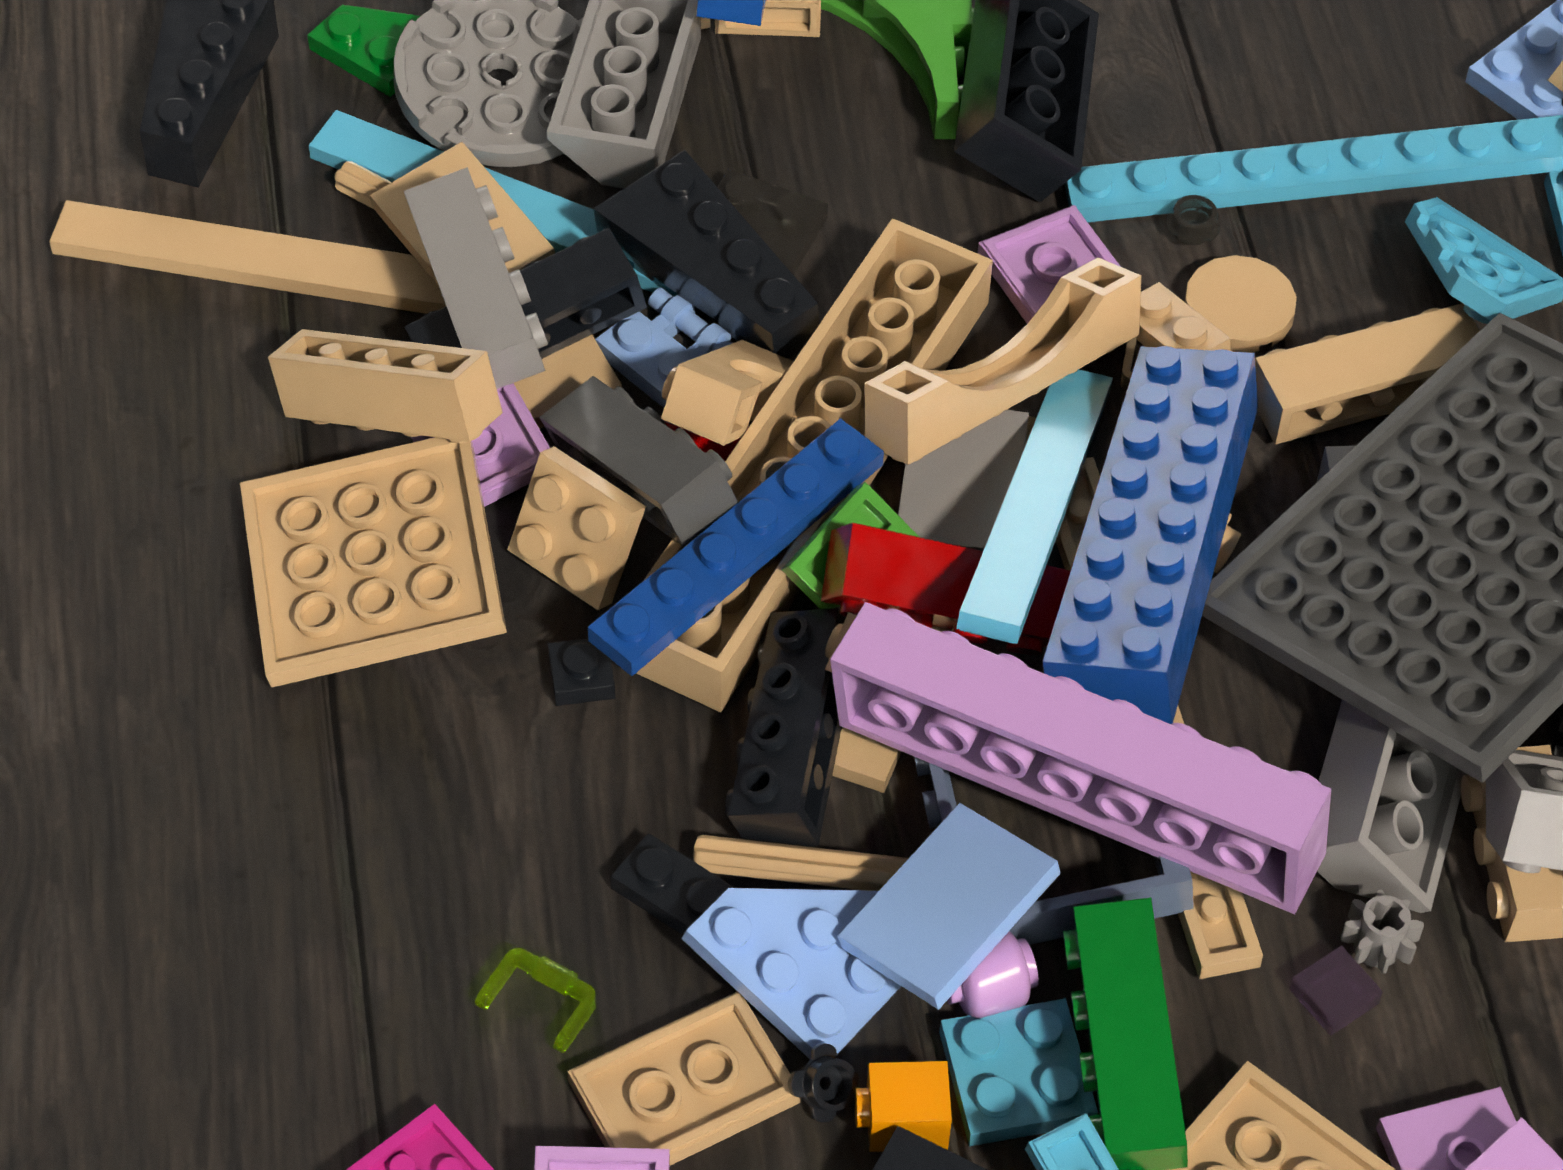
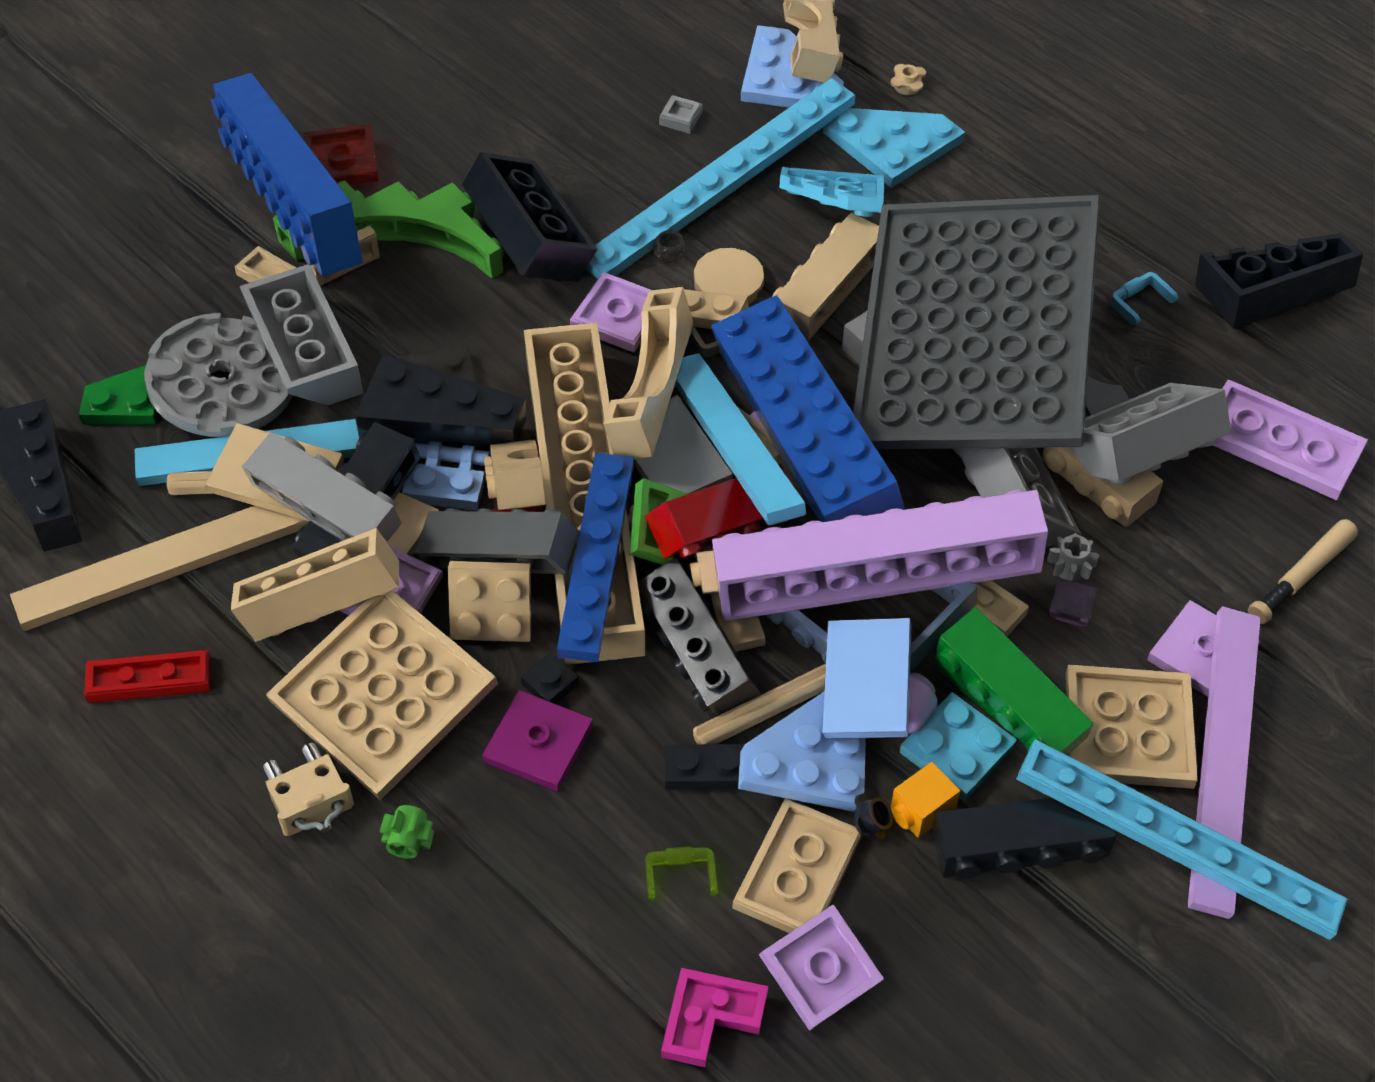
camera: 35 degrees left, 0 degrees up
(139, 385) = (147, 676): none -> red tile
(193, 625) = (308, 793): none -> tan piece
(261, 739) = (407, 831): none -> bright green gear
(506, 733) = (538, 740): none -> magenta plate
(1363, 56) = (680, 114): none -> light grey tile

